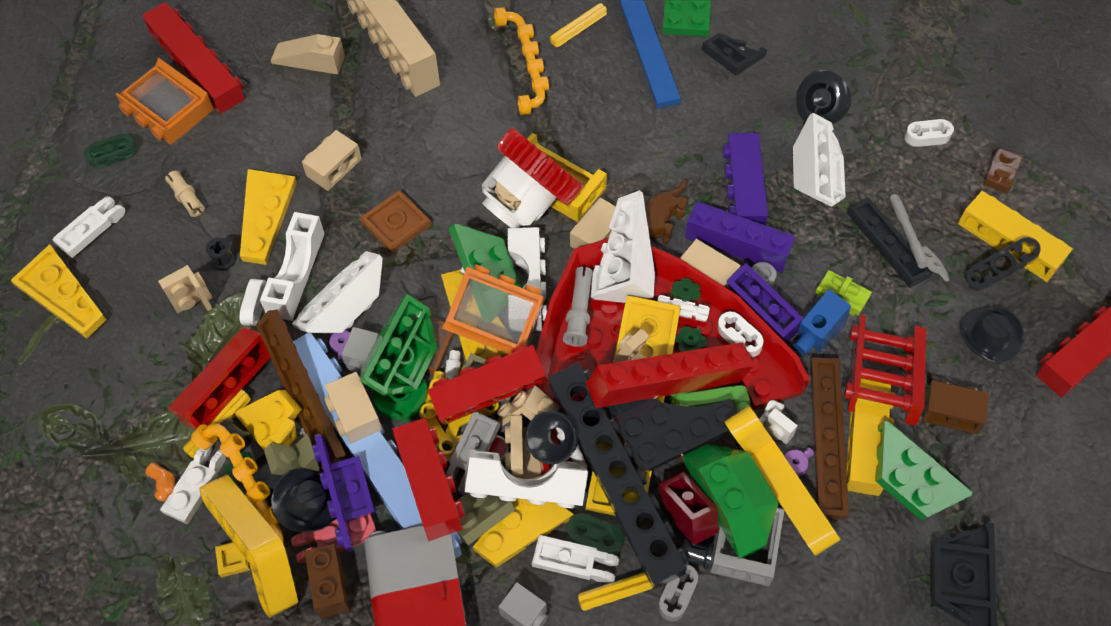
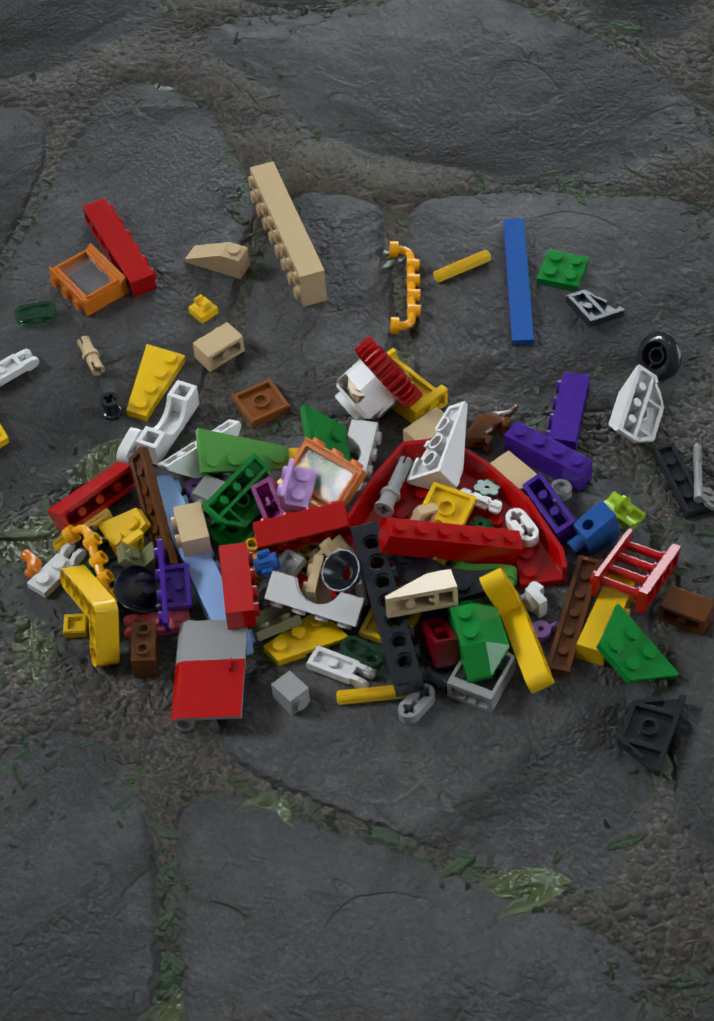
camera: 15 degrees right, 10 degrees down
(185, 289) = (78, 426): tan bracket -> none
(303, 117) = (203, 309): none -> yellow tile
(377, 296) = (227, 452): none -> bright green wing
(440, 352) = (265, 496): none -> magenta slope
(455, 439) = (266, 563): none -> blue gear
(471, 333) = (297, 487): none -> lavender bracket
(668, 452) = (425, 593): none -> tan slope

